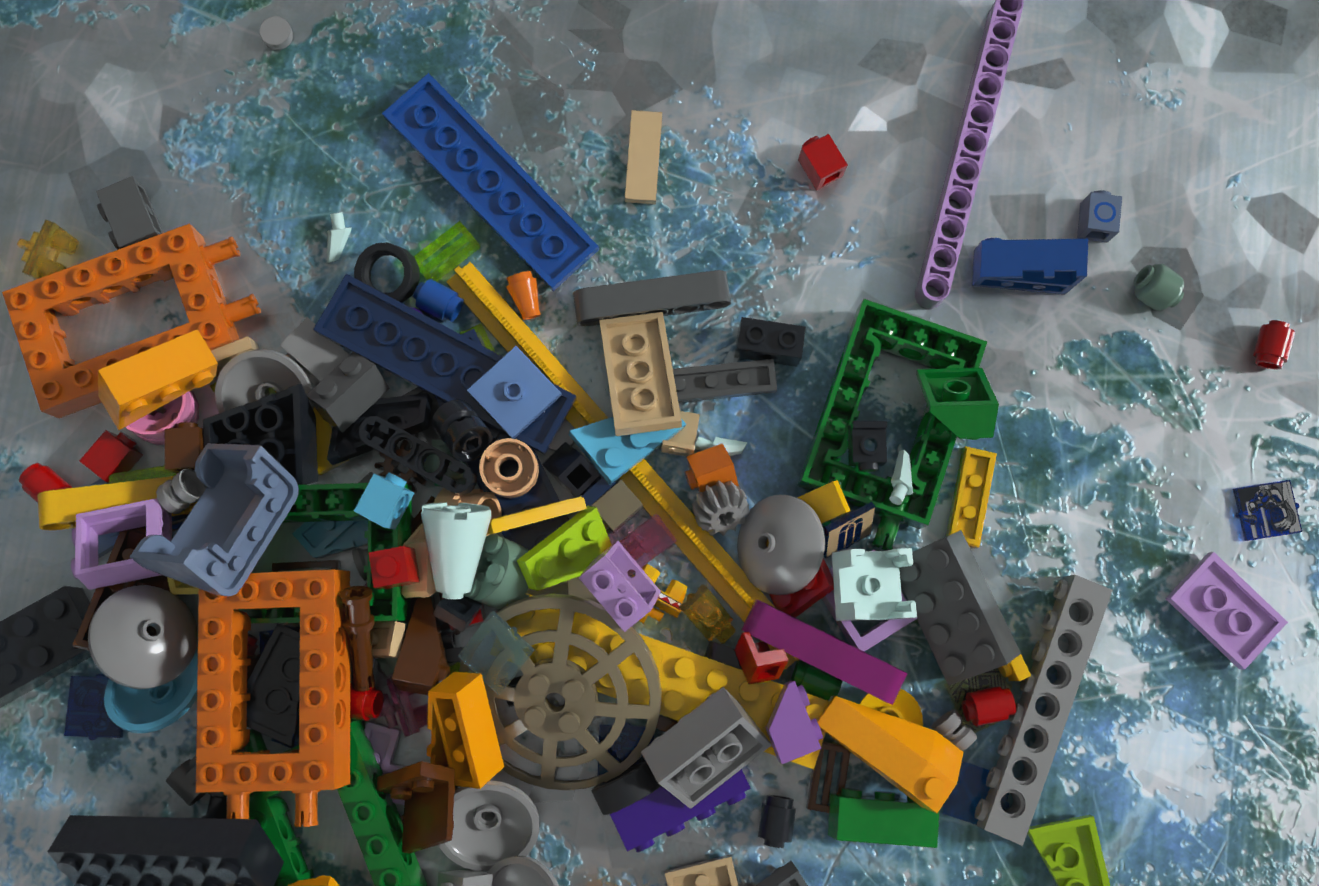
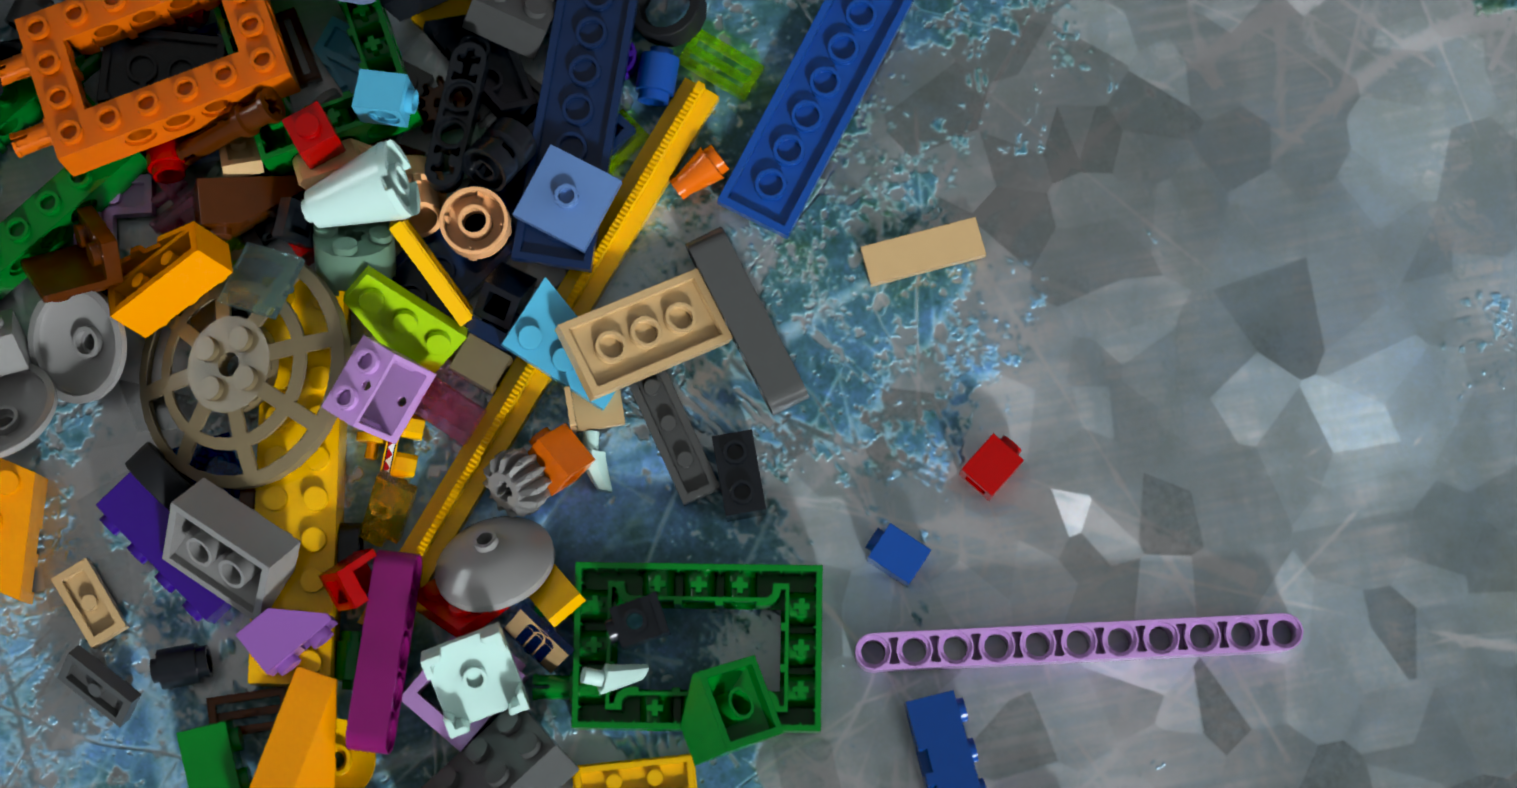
camera: 80 degrees right, 0 degrees up
(865, 249) = (896, 554): none -> blue brick

